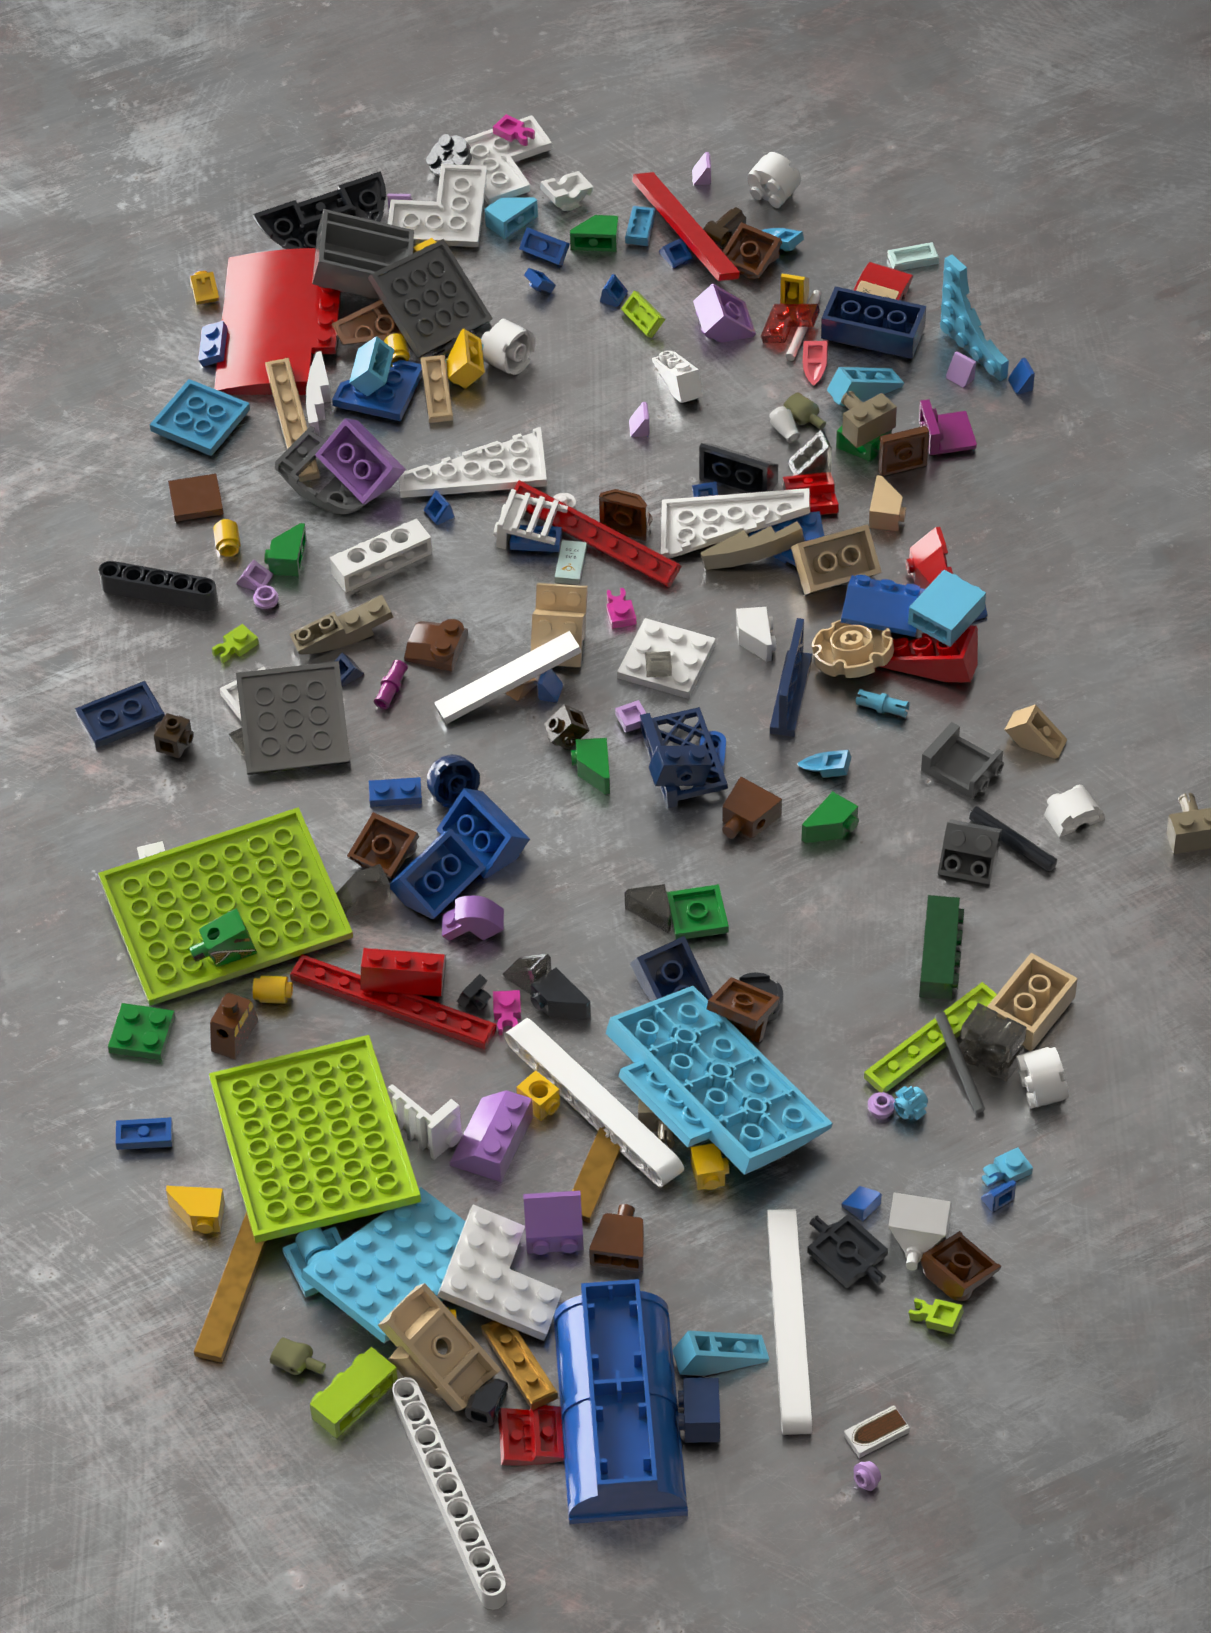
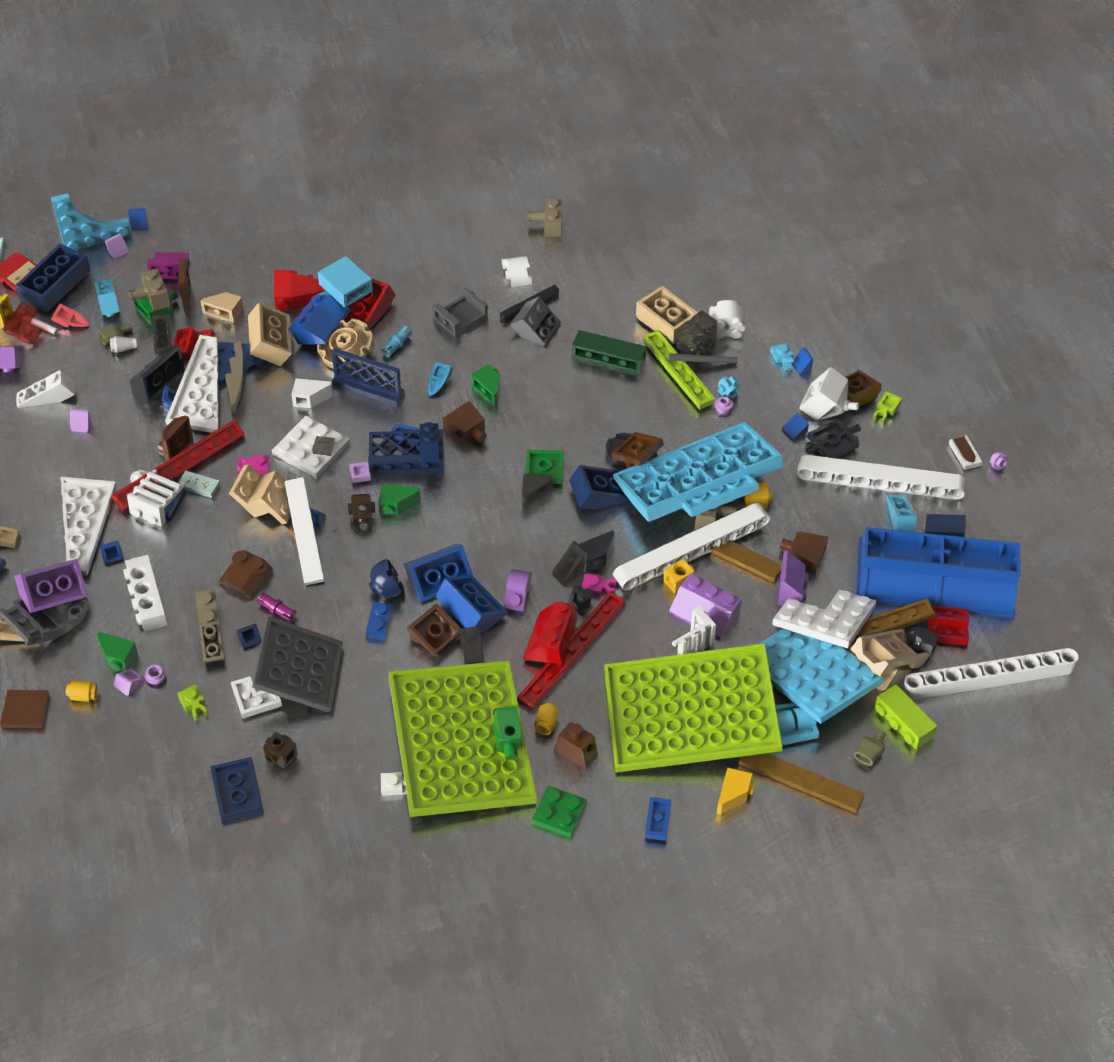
camera: 80 degrees left, 0 degrees up
(158, 585) = (108, 750): black beam -> none
(1035, 732) = (448, 273): tan slope -> none

